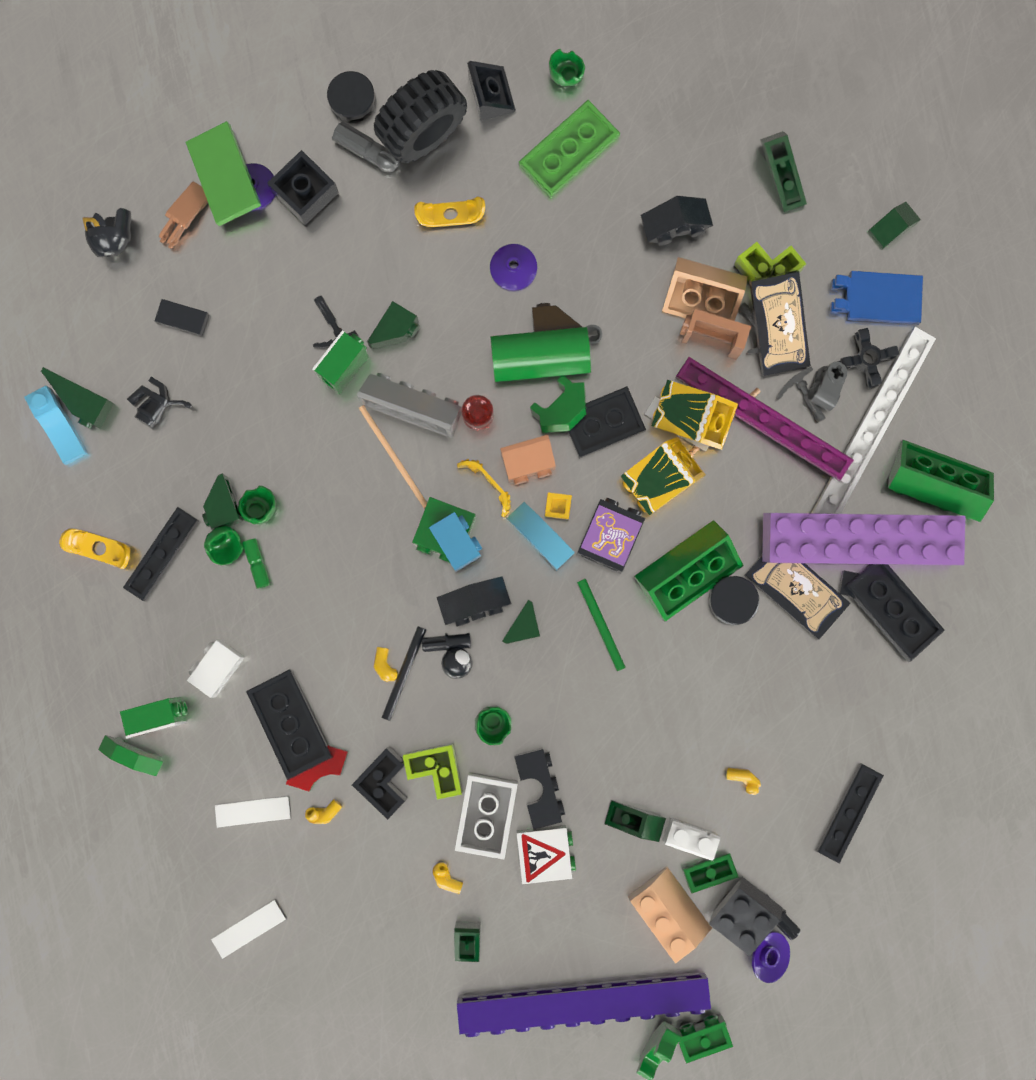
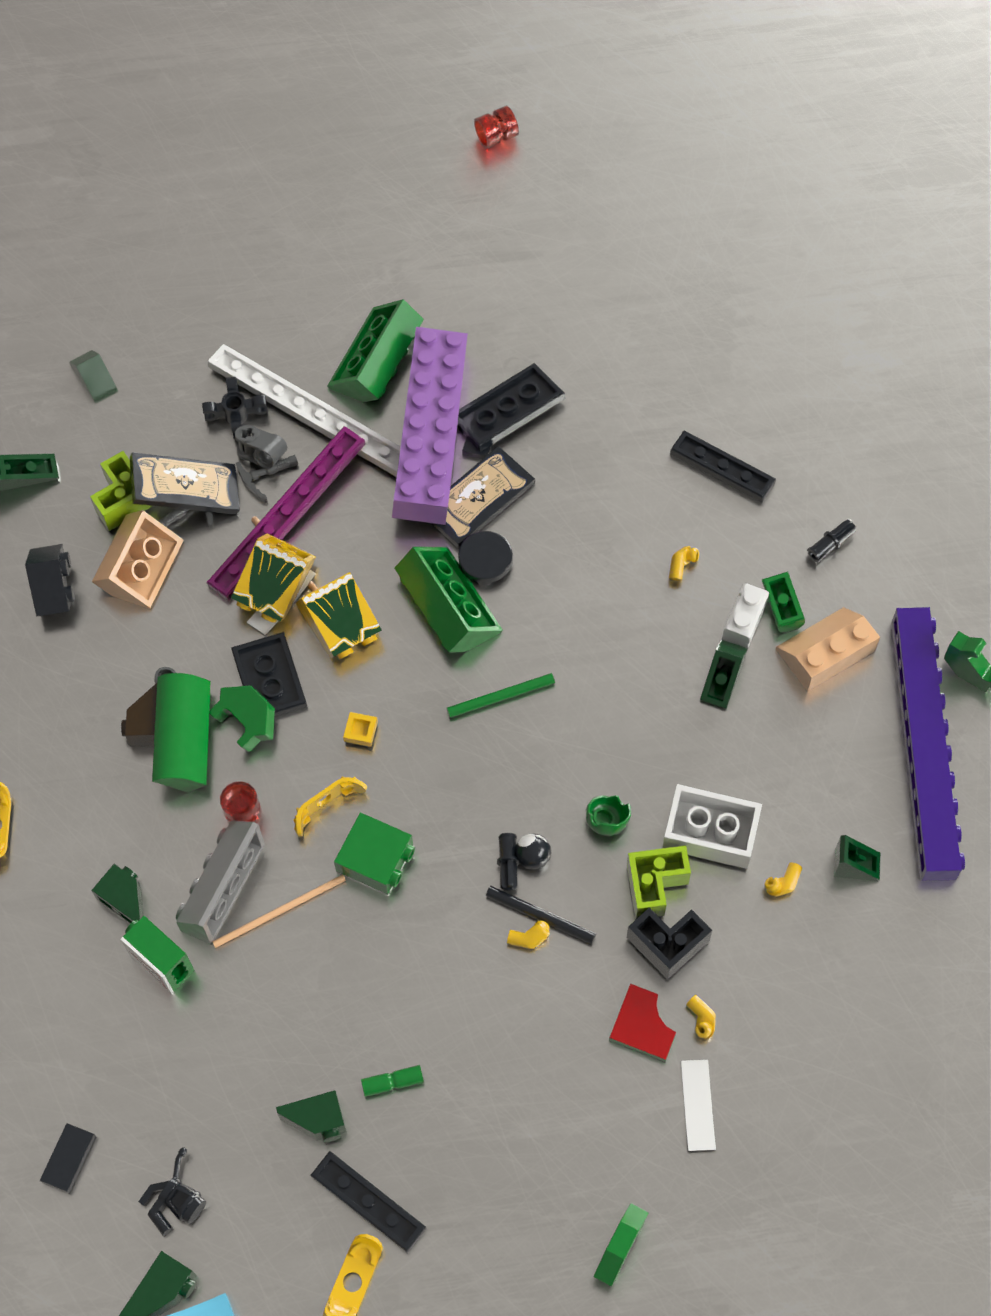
camera: 85 degrees left, 20 degrees down
(154, 717) = (574, 1209): green piece -> none
(215, 668) = (518, 1136): white brick -> none
(223, 545) = (365, 1115): green hair -> none
(248, 929) = (840, 1118): white sticker -> none
(257, 505) = (320, 1069): green hair -> none
(289, 724) = (593, 1051): black tile -> none
(330, 319) = (101, 973): black piece -> none
(455, 541) = (391, 830): dark azure brick -> none
(474, 601) = (462, 824): black brick -> none
(513, 278) = (74, 772): dark purple dish -> none
(524, 626) = (493, 773): dark green slope -> none
(528, 459) = (303, 754): nougat slope -> none
(540, 535) = (393, 748): medium azure slope -> none
(545, 854) = (758, 769): piece -> none
(546, 809) = (705, 763): black arch -> none
(611, 535) = (401, 673): panel -> none
(704, 1038) = (961, 615): green bracket -> none
(717, 328) = (189, 528): nougat panel -> none
(746, 916) = (829, 566): black brick -> none
(771, 958) = (874, 549): dark purple dish -> none
(880, 297) = (169, 394): blue tile -> none

